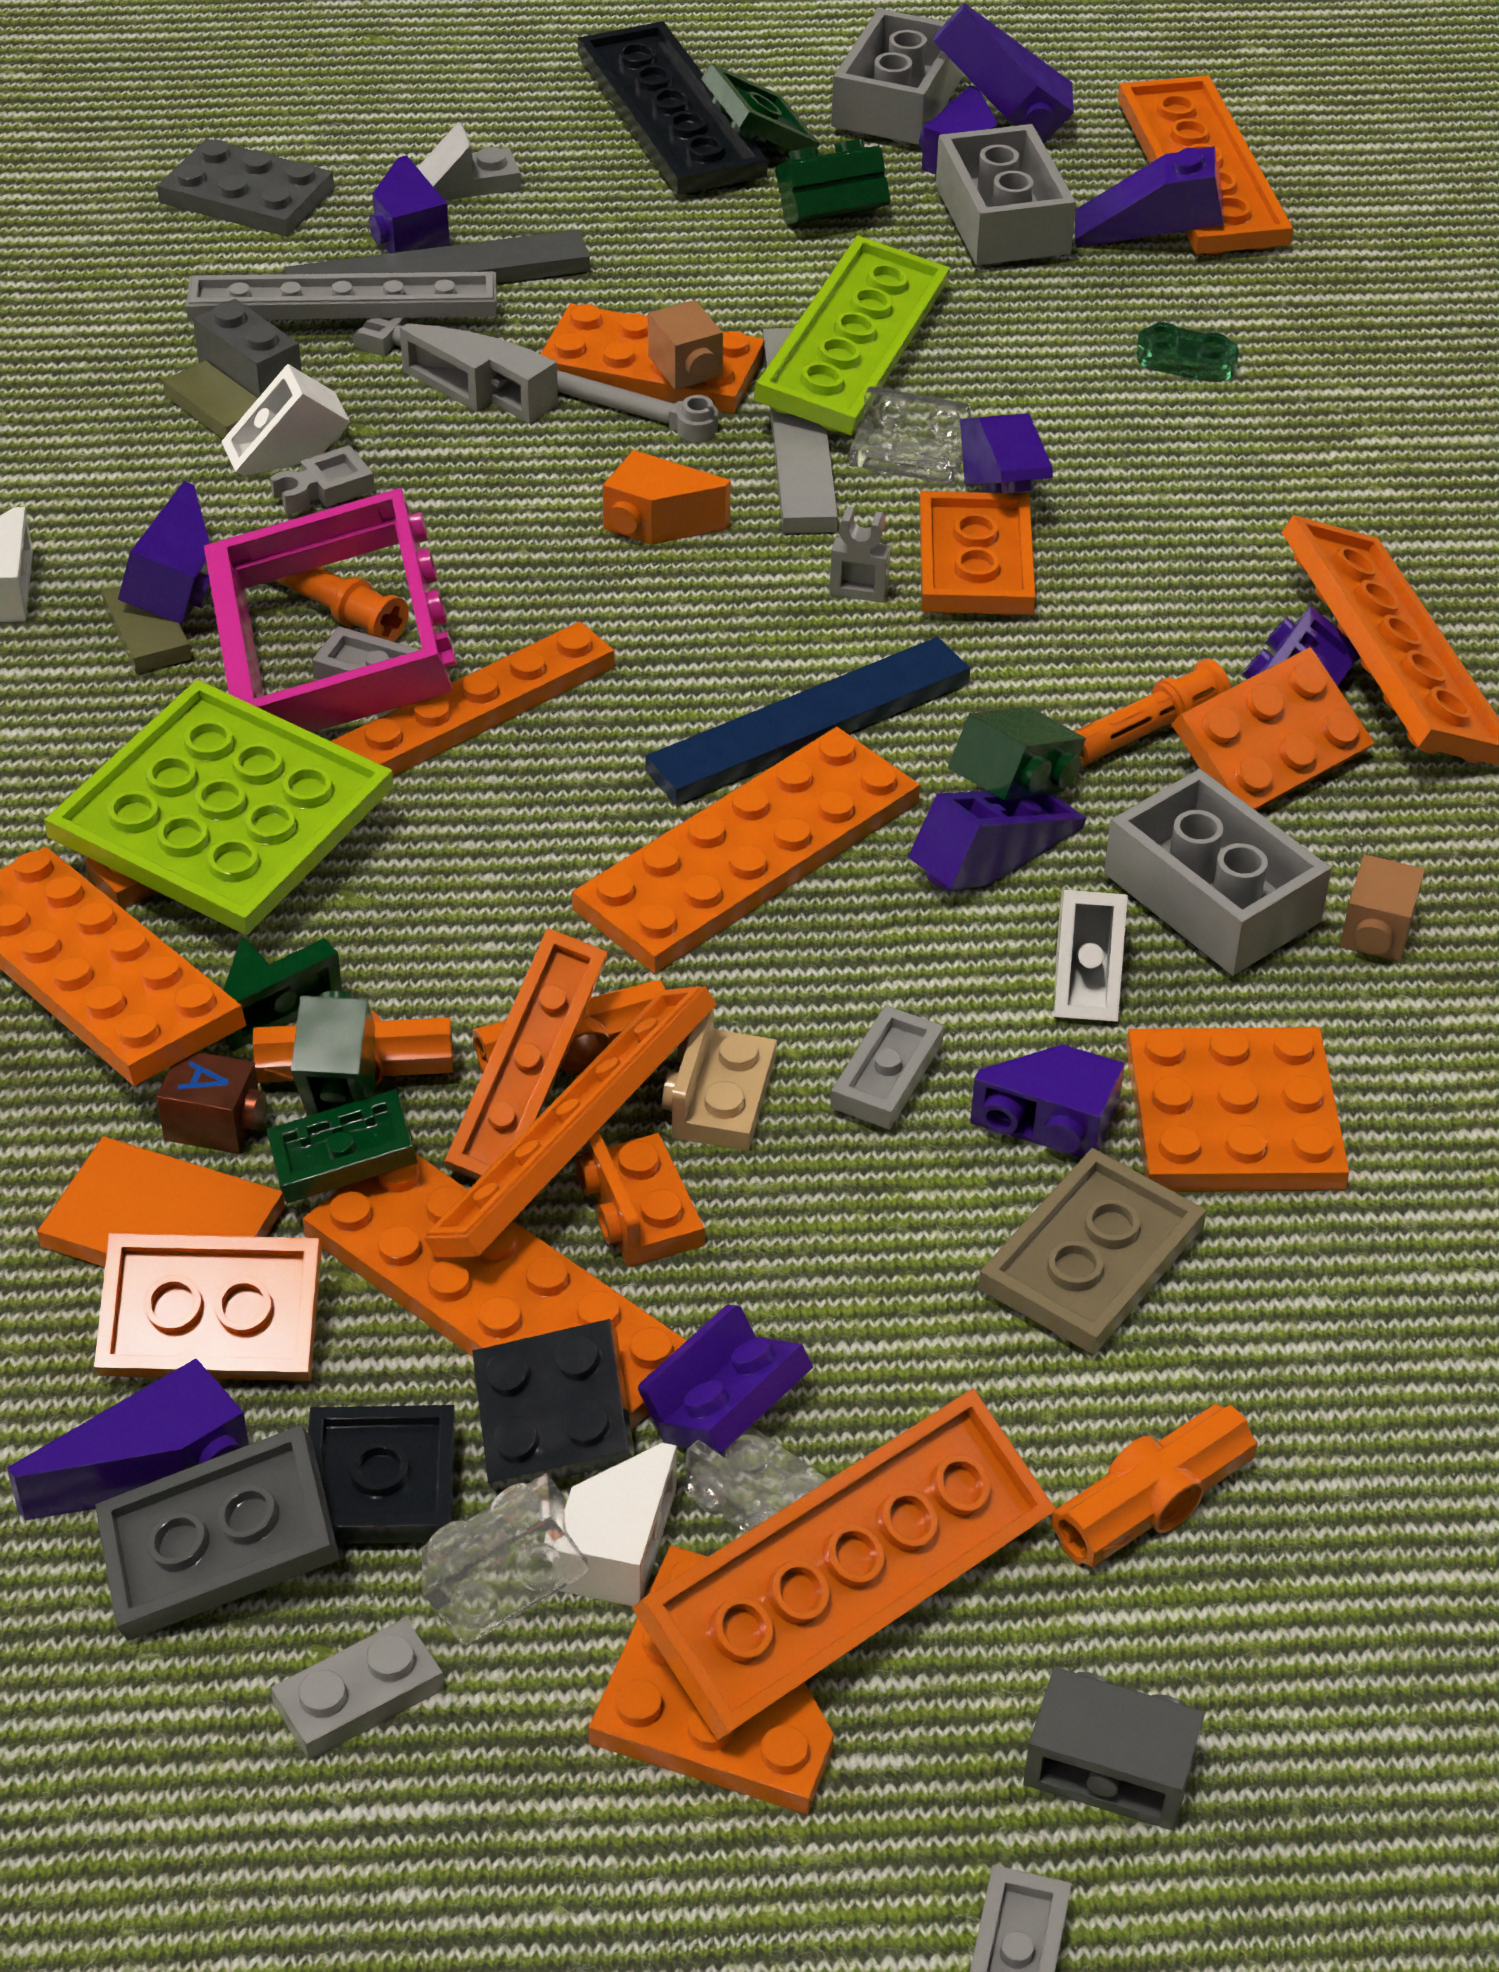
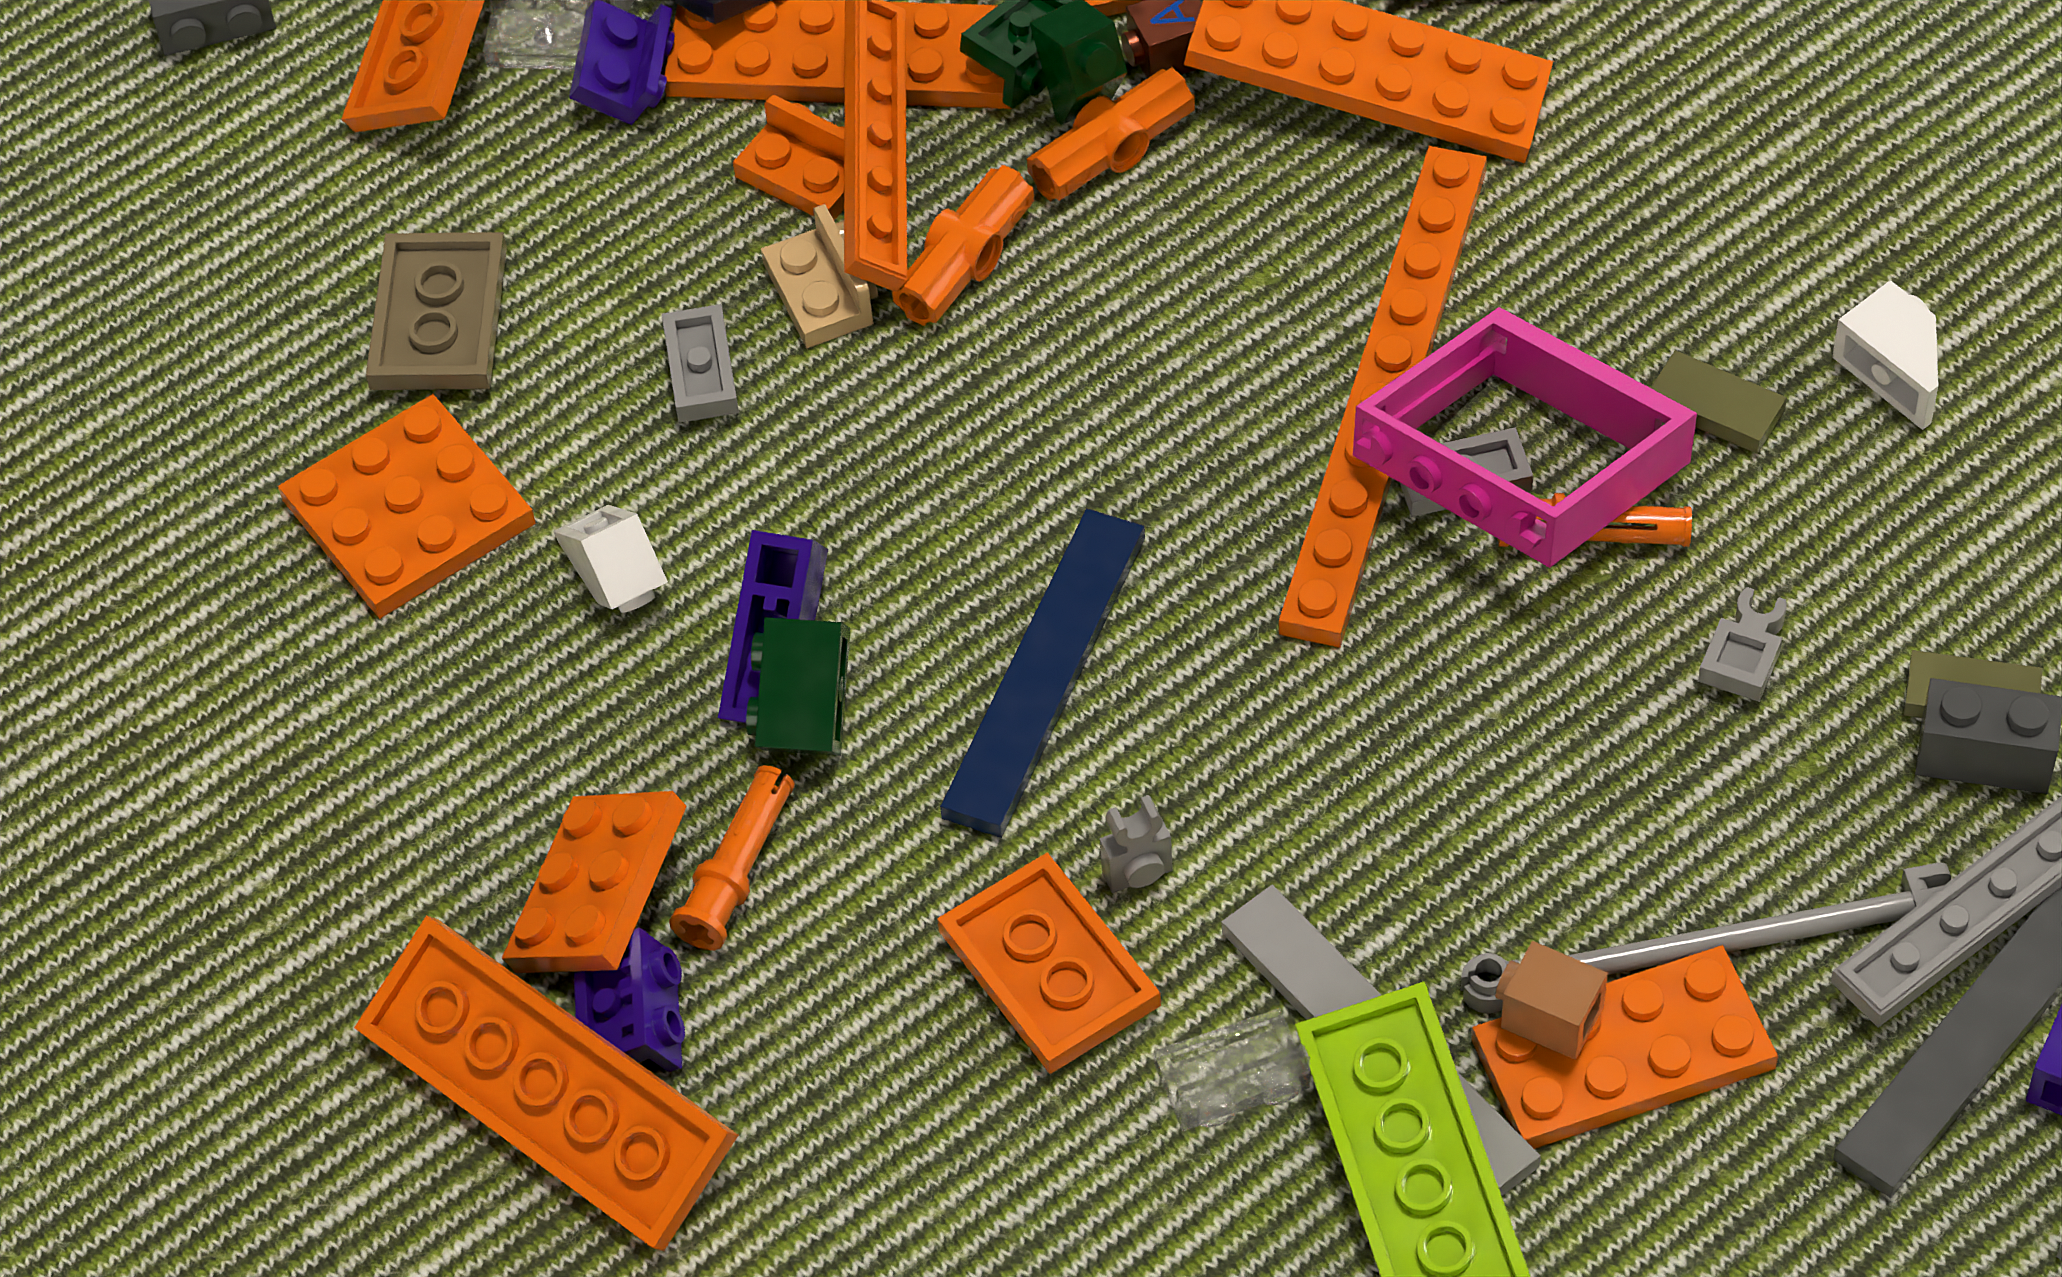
camera: 150 degrees right, 10 degrees up
(169, 561) = (1750, 444): dark purple slope -> none
(220, 806) = (1410, 223): lime plate -> none
(273, 991) = (1222, 133): dark green slope -> none
(286, 425) = (1846, 680): white slope -> none
(480, 370) = (1756, 880): light grey slope -> none
(527, 1052) = (955, 164): orange plate -> none
(664, 500) = (1404, 821): orange slope -> none
(744, 849) = (983, 511): orange plate -> none
(1003, 453) = (1098, 1064): dark purple slope -> none
(1050, 1098) = (548, 402): dark purple slope -> none
(1154, 1484) = (282, 170): orange piece -> none
(1216, 871) = (545, 676): light grey brick -> none
(1382, 907) = (385, 751): medium nougat brick -> none

